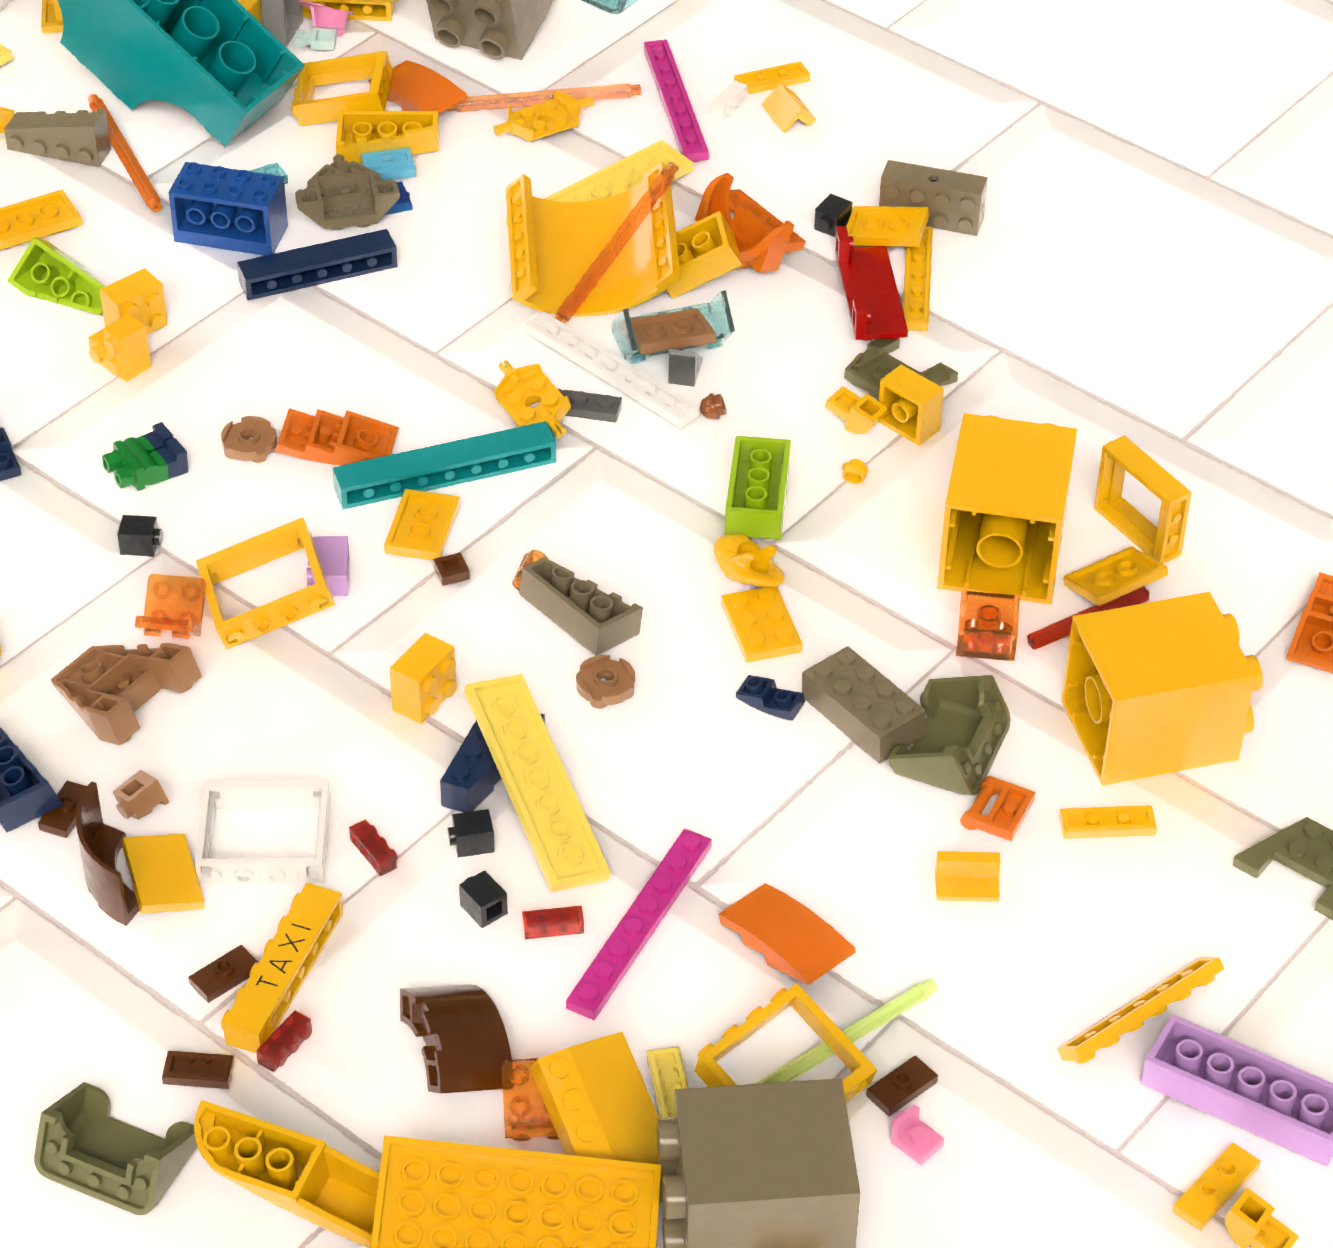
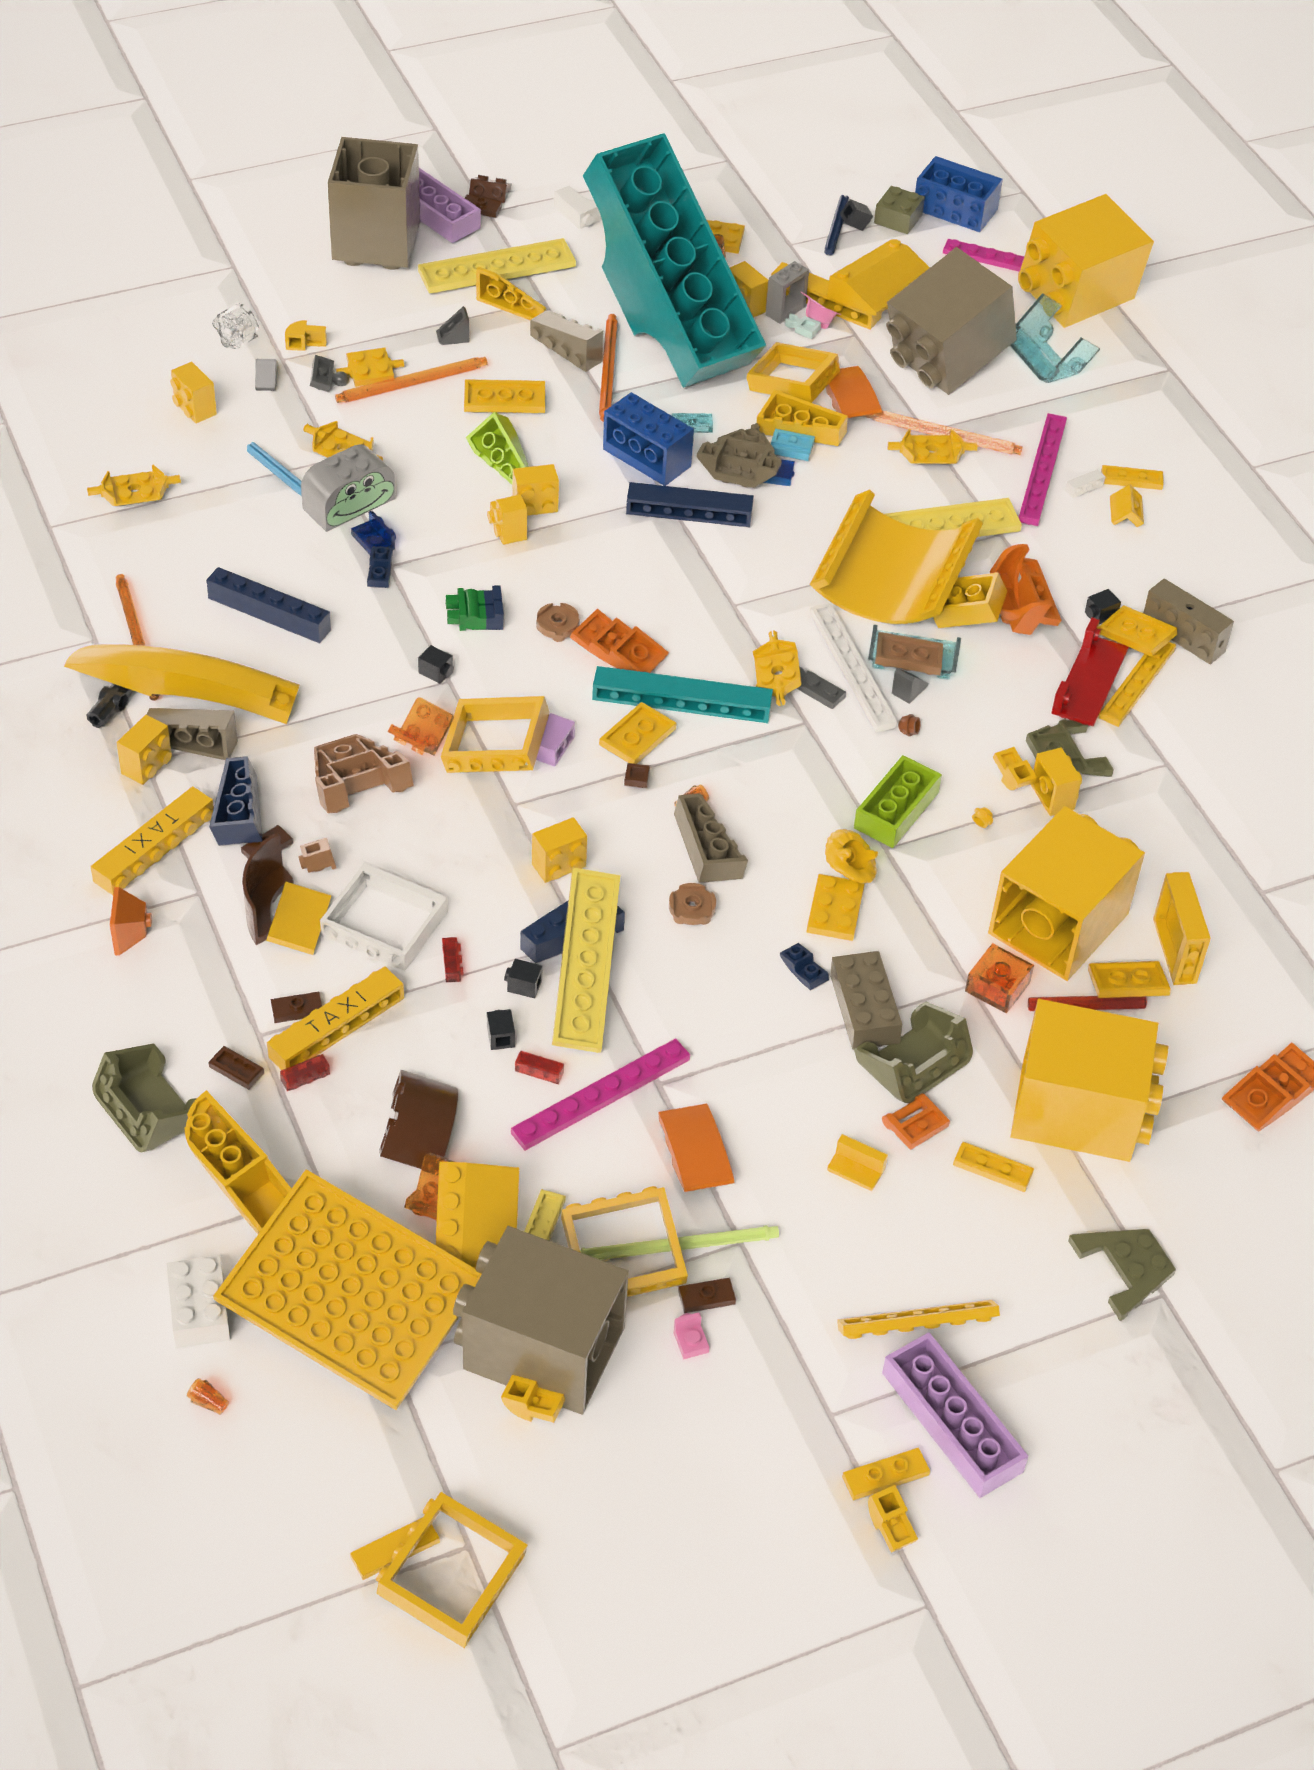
camera: 25 degrees right, 5 degrees up
(617, 243) = (909, 570): clear orange piece -> none

